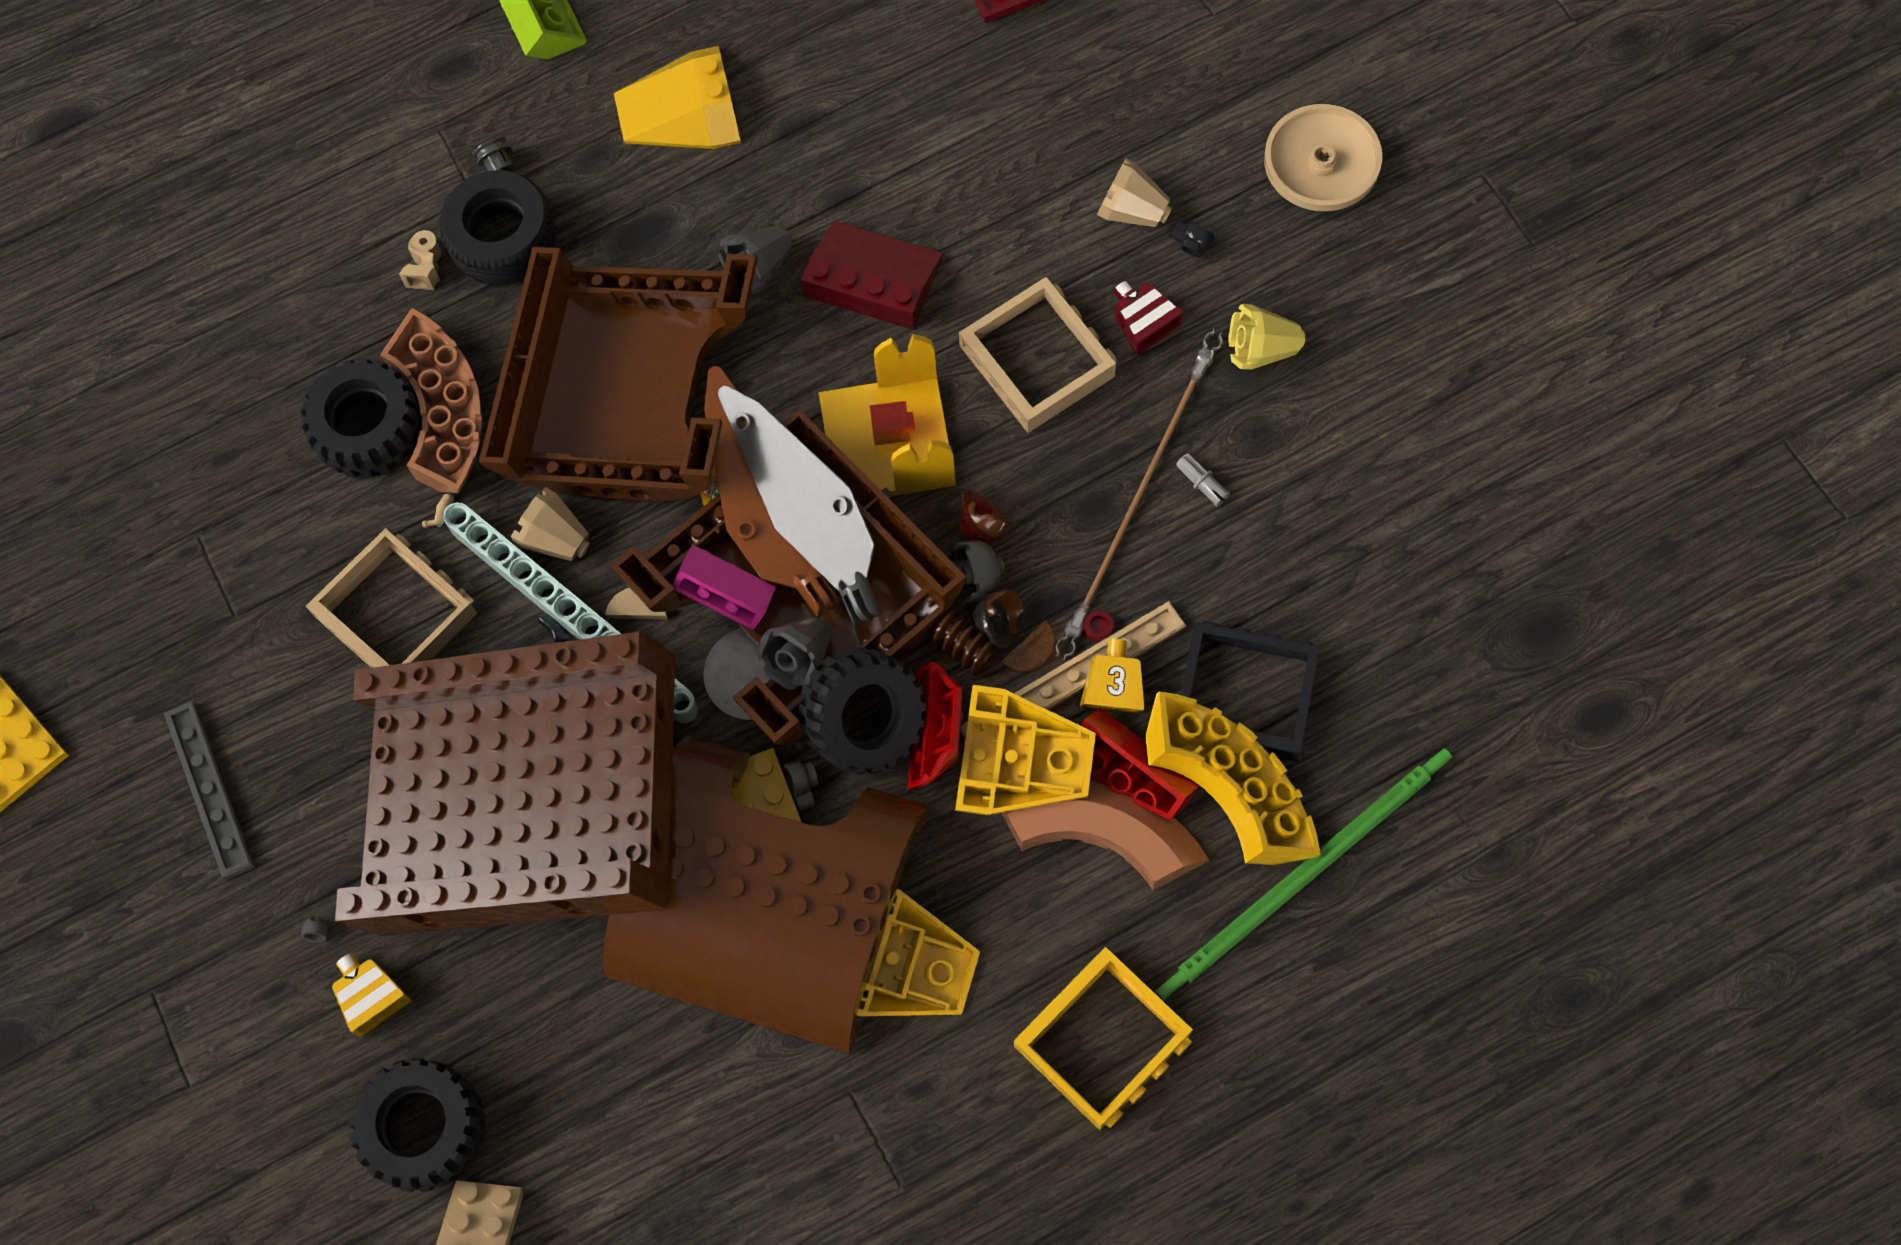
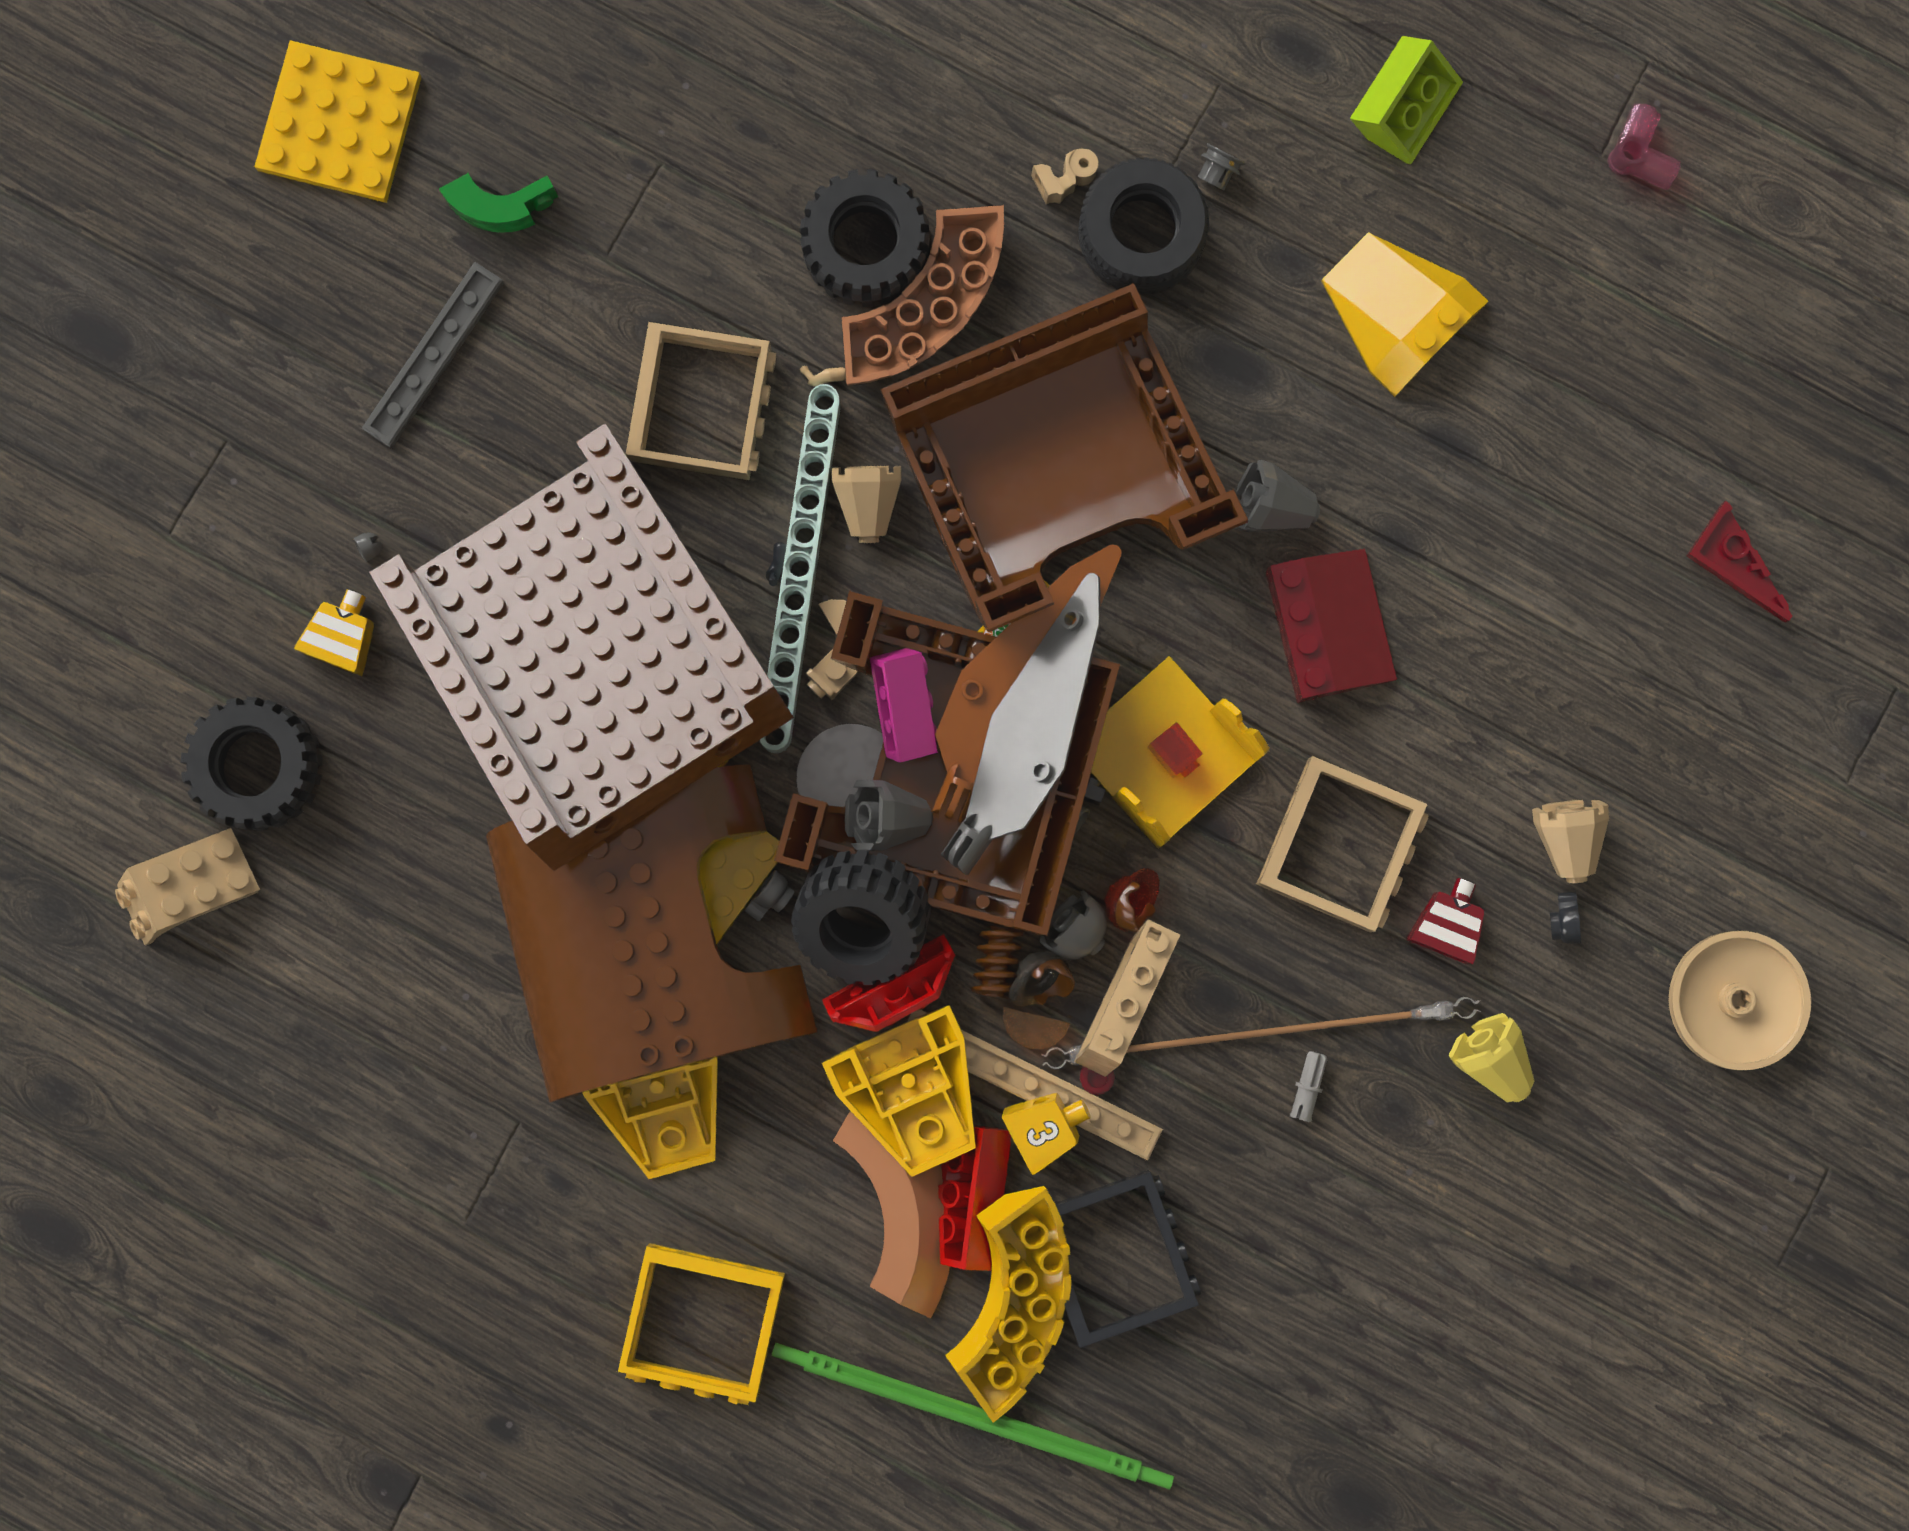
camera: 50 degrees right, 15 degrees up
(138, 674) = (498, 212): none -> green arch
(666, 633) = (829, 677): none -> tan bracket
(1051, 552) = (1127, 998): none -> tan window

